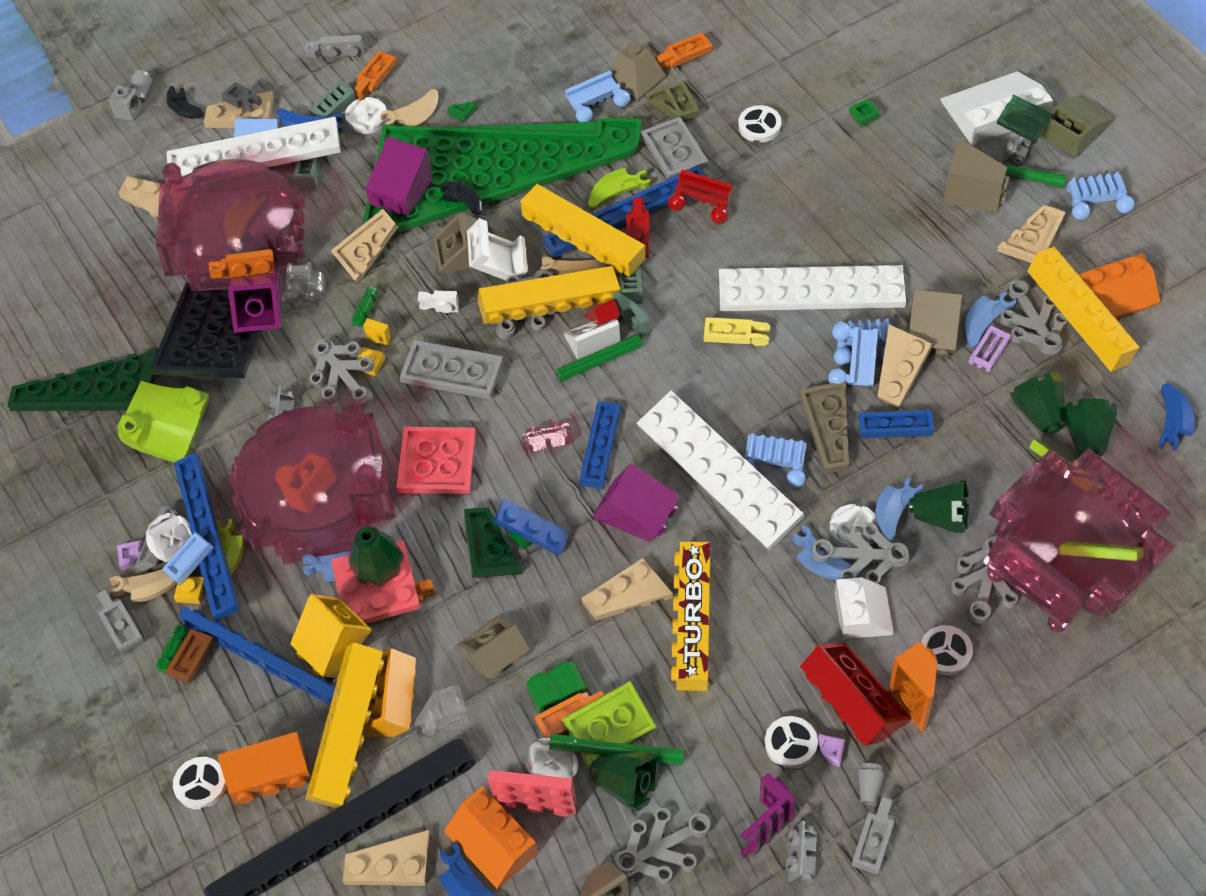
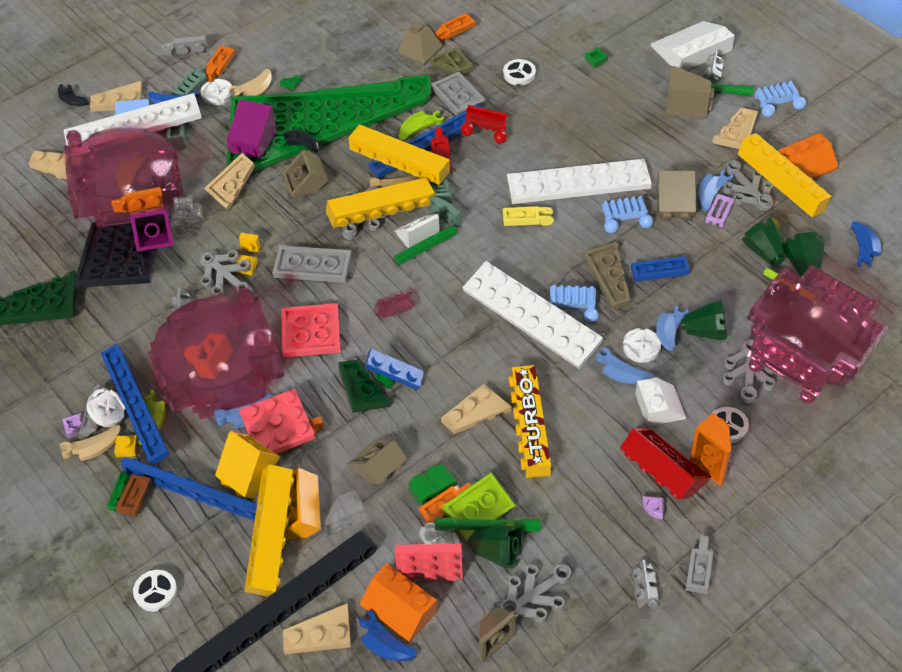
camera: 10 degrees left, 5 degrees down
(118, 623) = (71, 476): light grey hinge -> none
(125, 103) = (26, 98): light grey brick -> none
(141, 81) = (36, 85): light grey cone -> none
(163, 420) = (88, 322): lime slope -> none
(187, 558) = (122, 421): light blue tile -> none
(240, 95) = (117, 85): dark grey plate -> none
(265, 768) = (208, 570): orange slope -> none
(364, 306) = (236, 226): green axle -> none
(375, 556) = (274, 401): dark green cone -> none
(441, 300) = (297, 216): white plate -> none
(495, 254) = (333, 177): white panel -> none
(595, 90) = (391, 59): light blue gear -> none
(600, 445) = (436, 307): blue tile -> none
(603, 312) = (424, 210): red slope -> none
(637, 504) = (473, 344): magenta slope -> none
(781, 808) = (623, 551): magenta plate -> none
(791, 742) = (622, 505): white tile -> none
(862, 355) = (626, 223): light blue gear -> none
(863, 552) = (652, 360): light grey plant -> none
(870, 781) = (688, 525): light grey cone -> none
(901, 365) = (657, 225): tan wing -> none
(1024, 118) = (716, 49): clear green plate -> none
(1075, 125) = (752, 53): olive slope -> none
(1101, 551) = (839, 338): lime tile -> none

